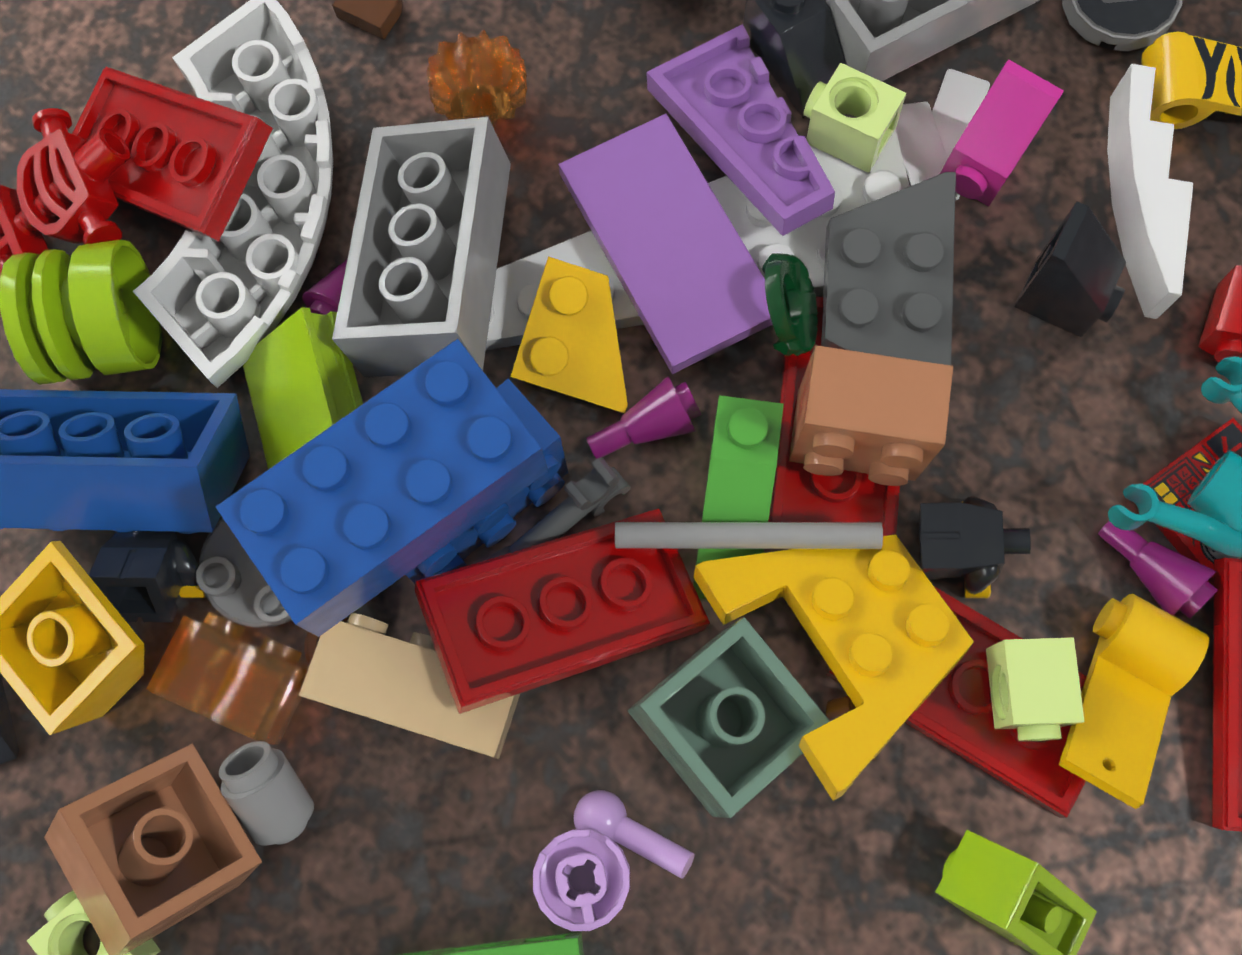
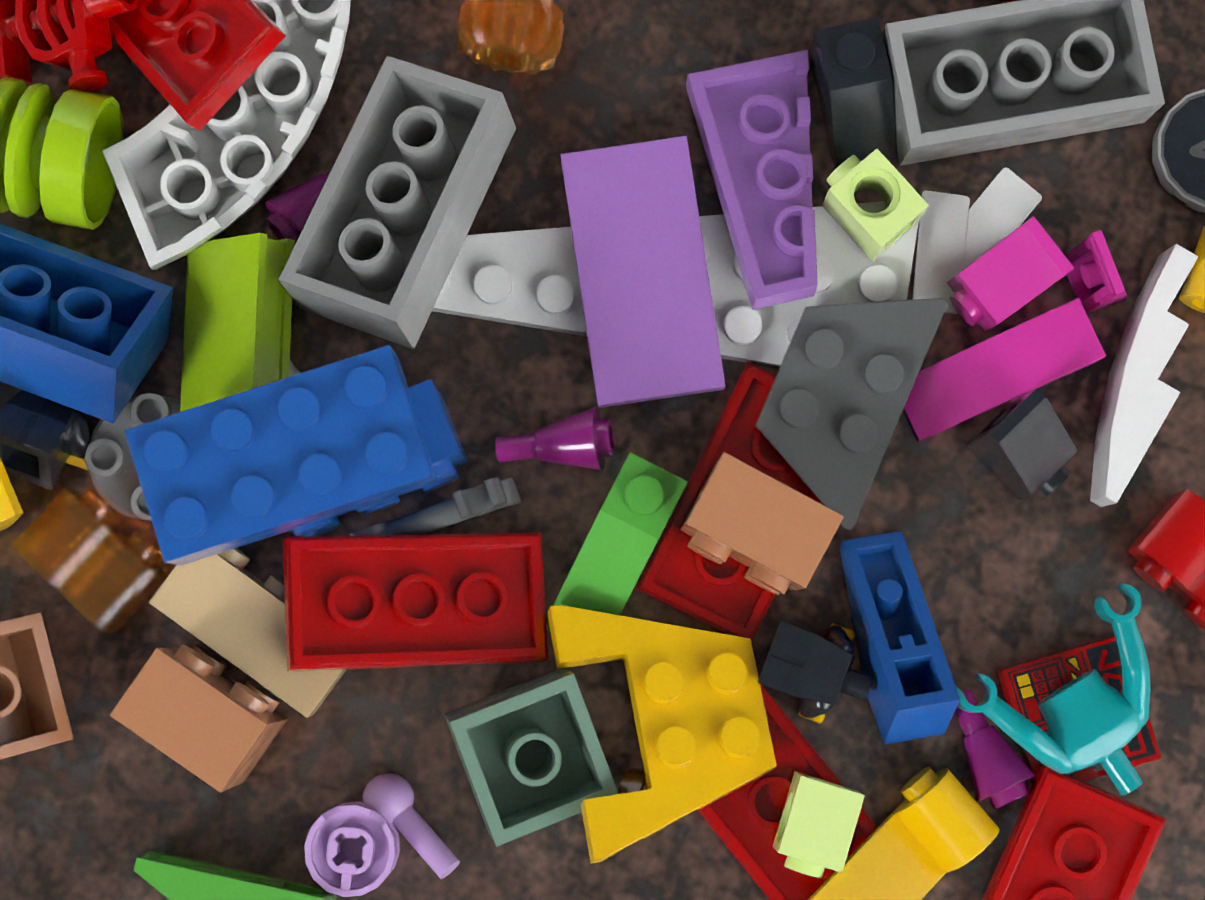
camera: 15 degrees right, 10 degrees up
(265, 793) = (91, 675): light grey brick -> none
(381, 794) = (200, 715): none -> nougat brick
(573, 337) = (515, 338): yellow wing -> none
(749, 535) = (609, 594): light grey bar -> none
(791, 303) = (748, 382): dark green piece -> none
(1025, 220) = (1002, 369): none -> dark pink slope
(1068, 517) = (897, 640): none -> blue slope
(1079, 113) = (1095, 274): none -> dark pink slope

